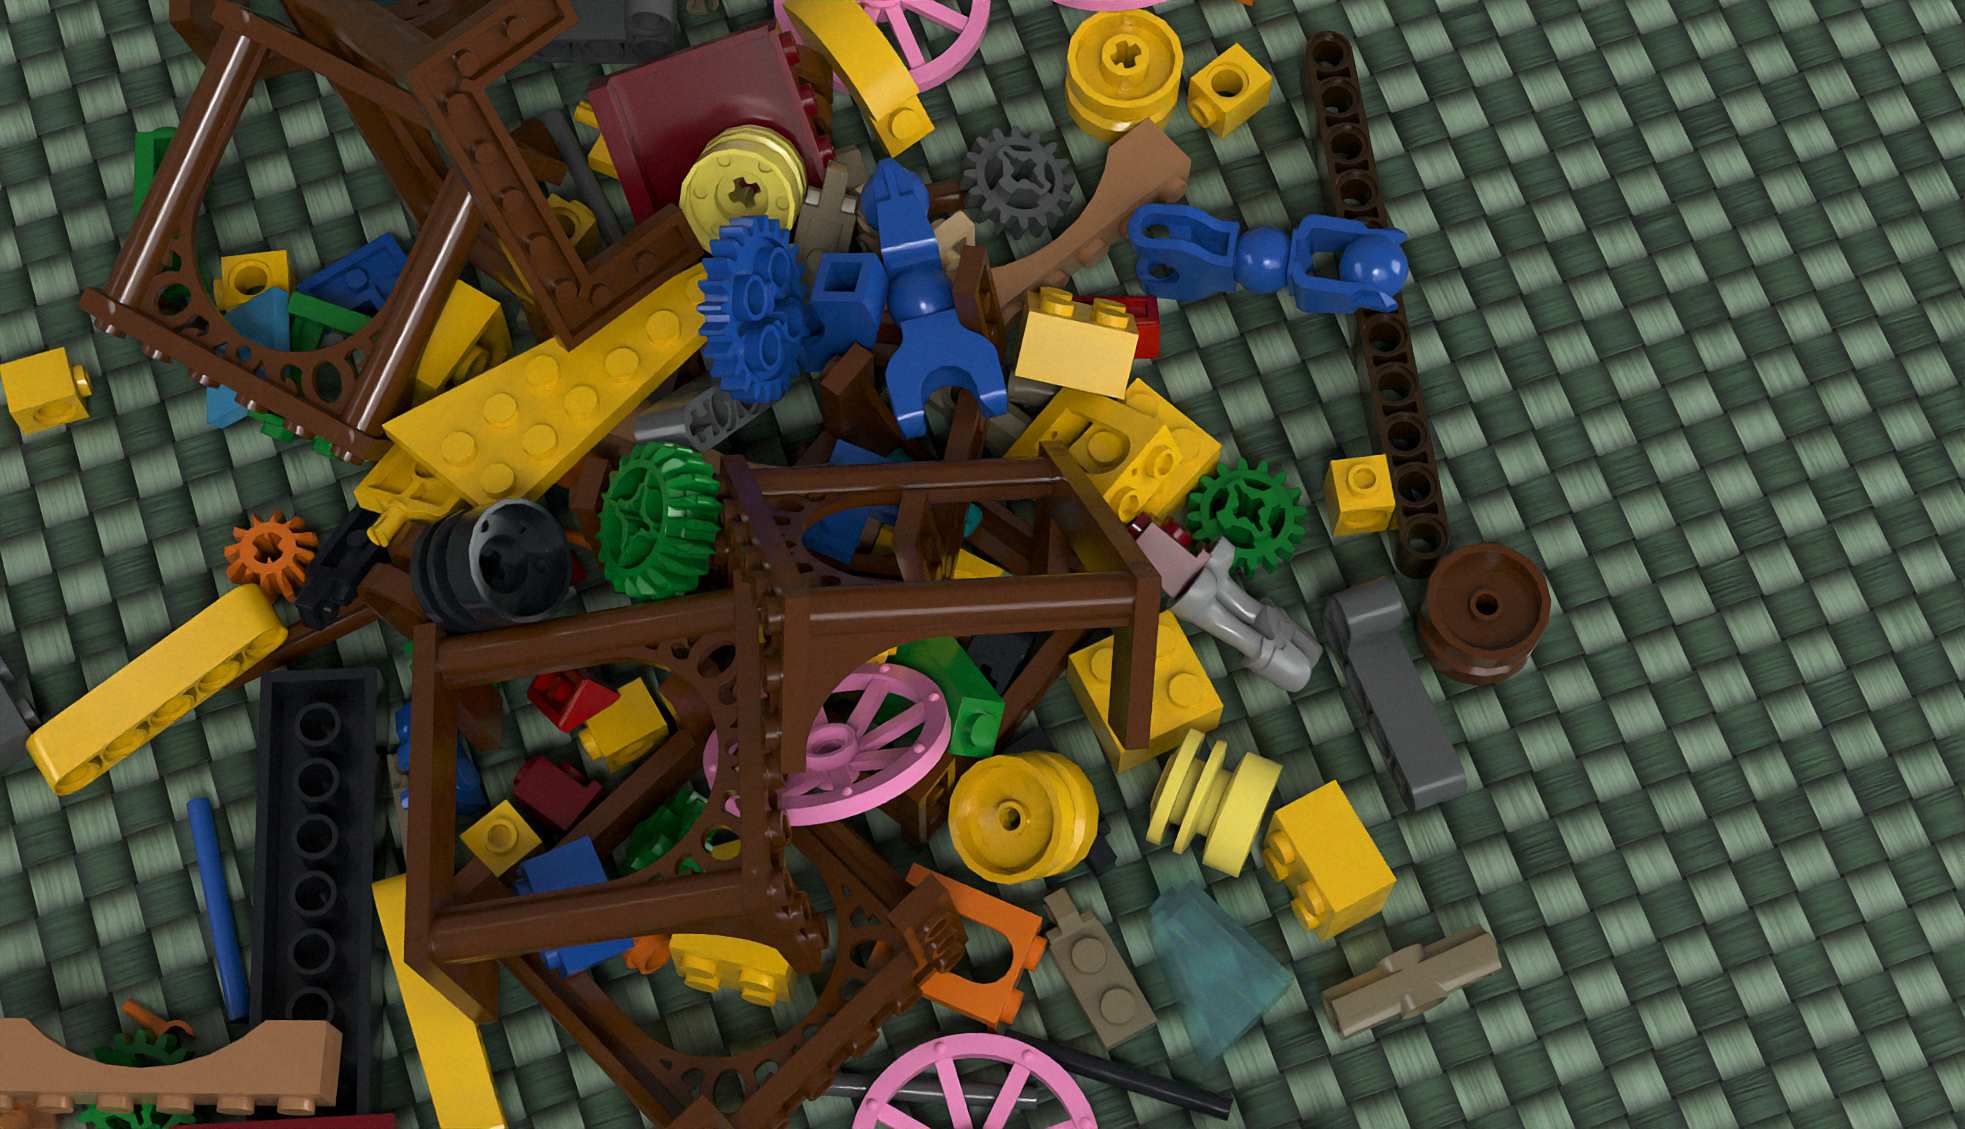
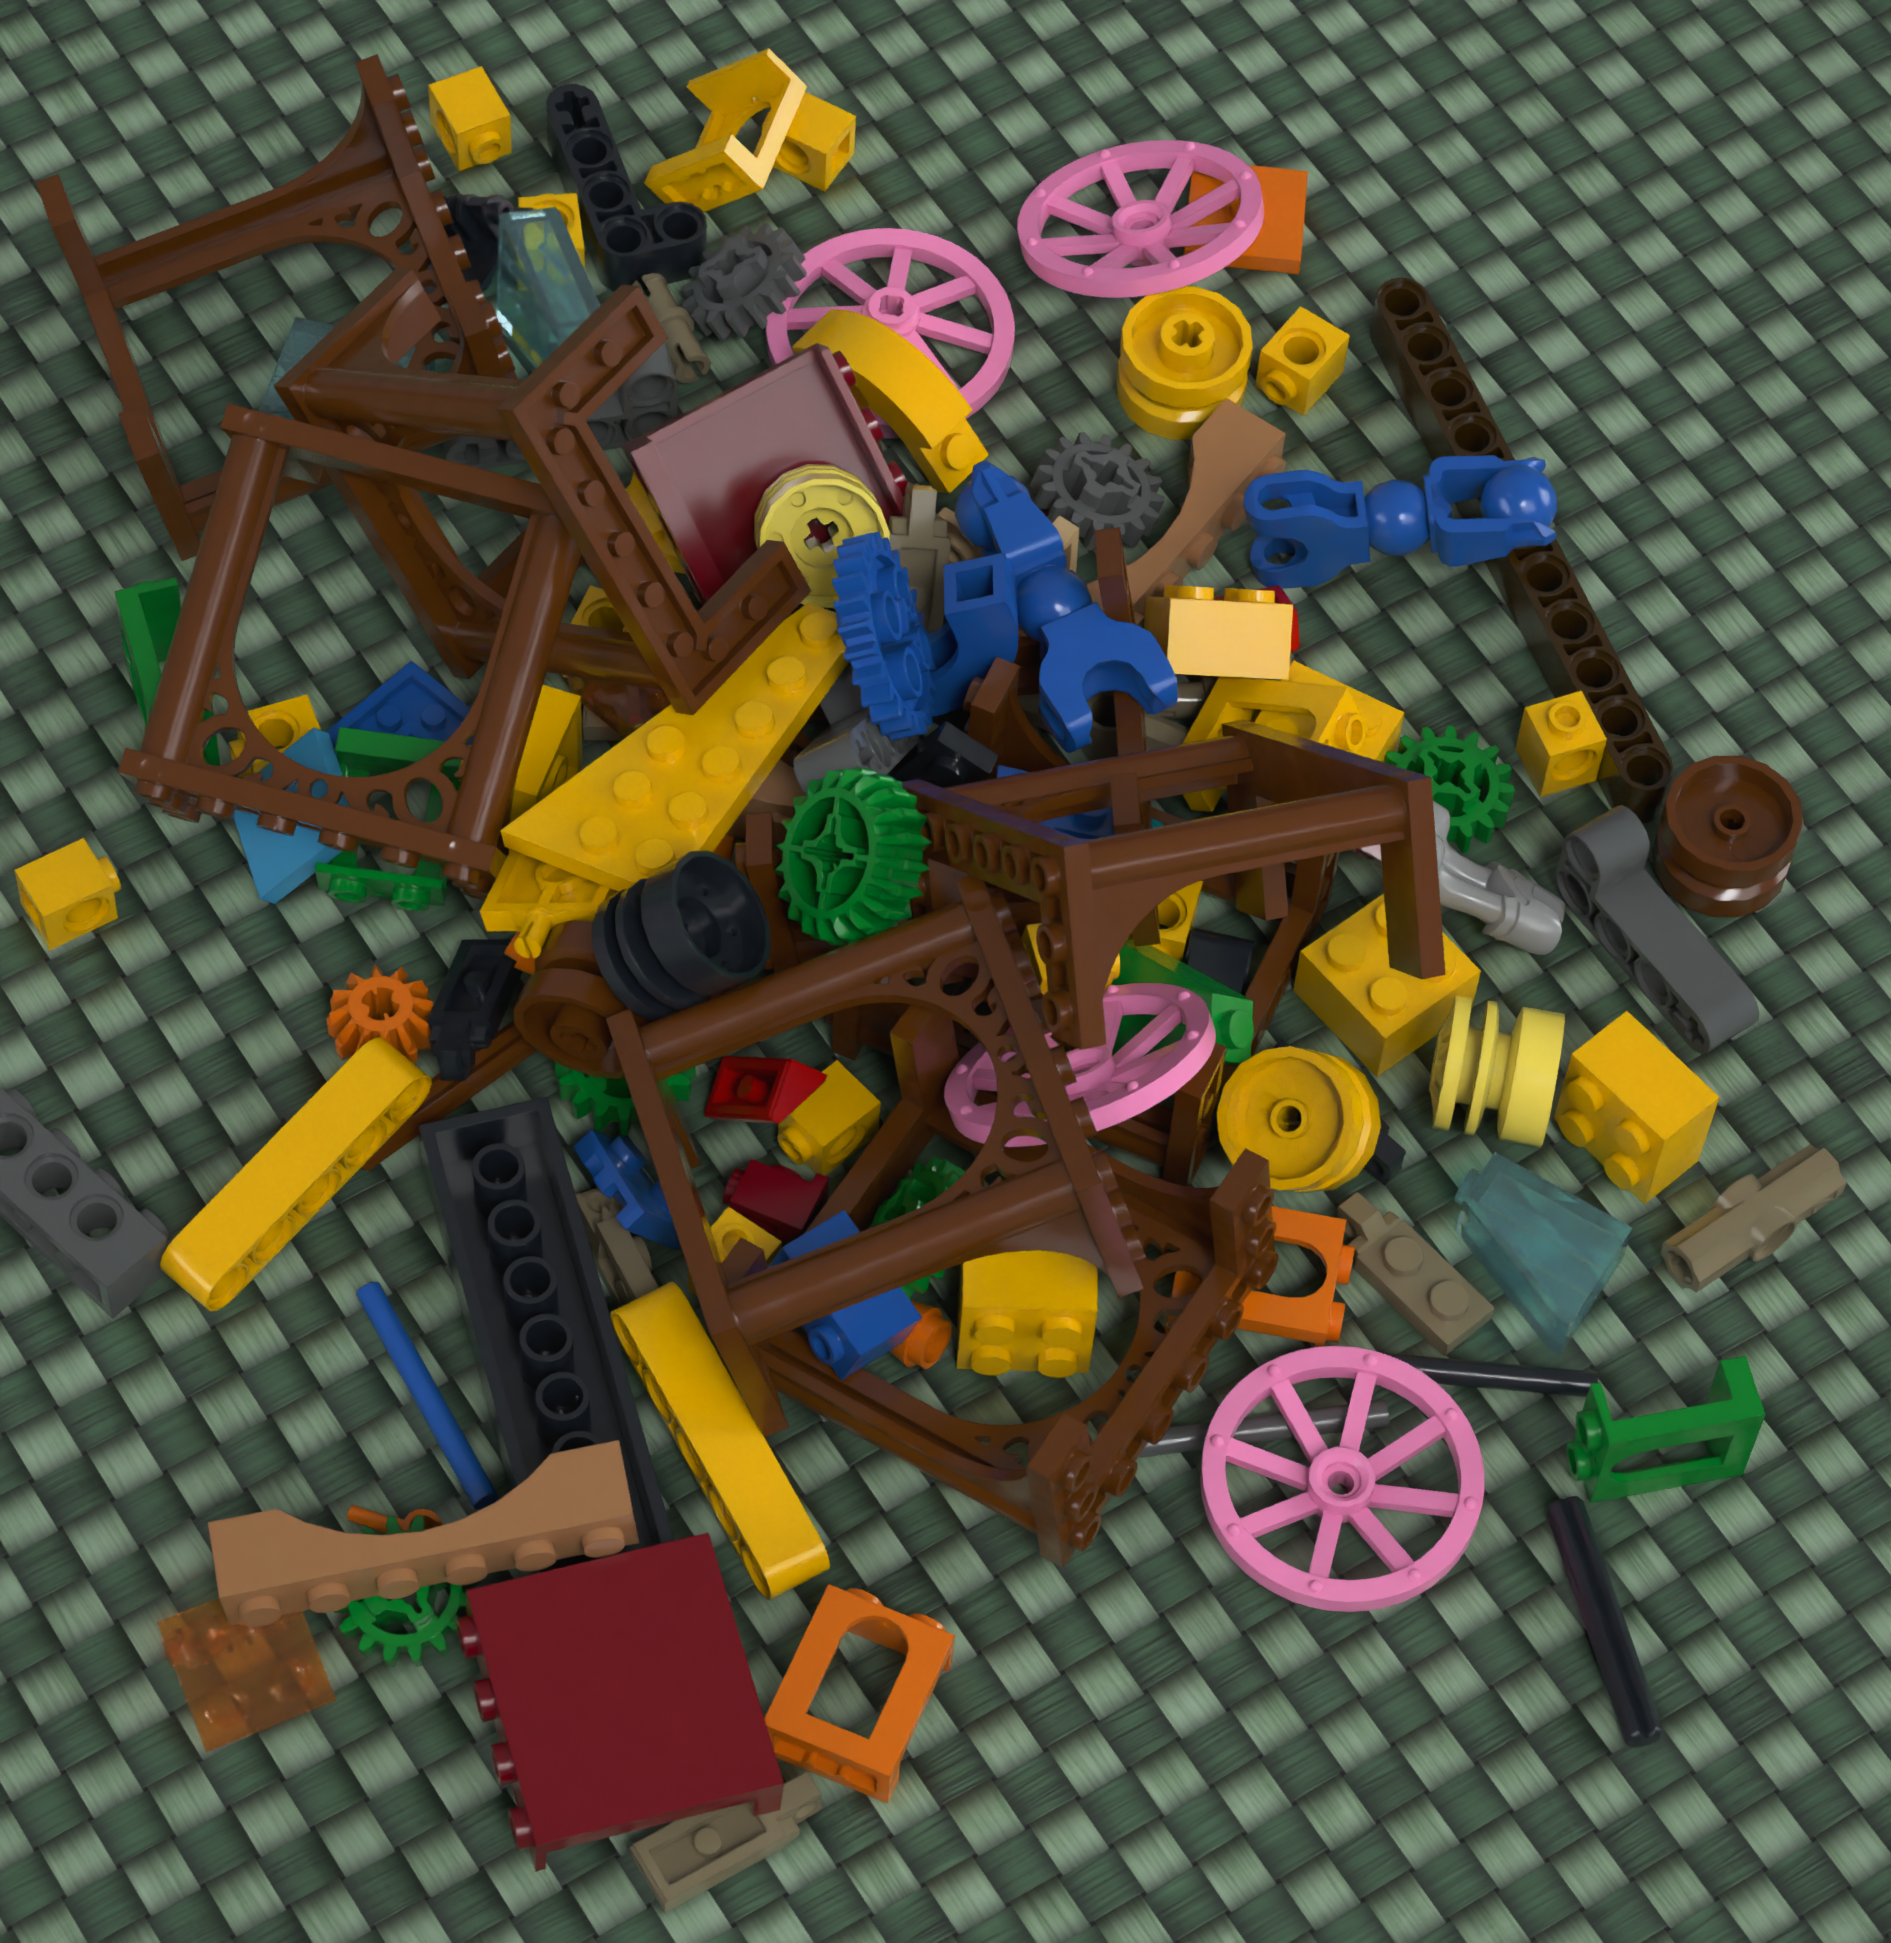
camera: 15 degrees left, 10 degrees down
(791, 429) = (946, 759): none -> black hinge

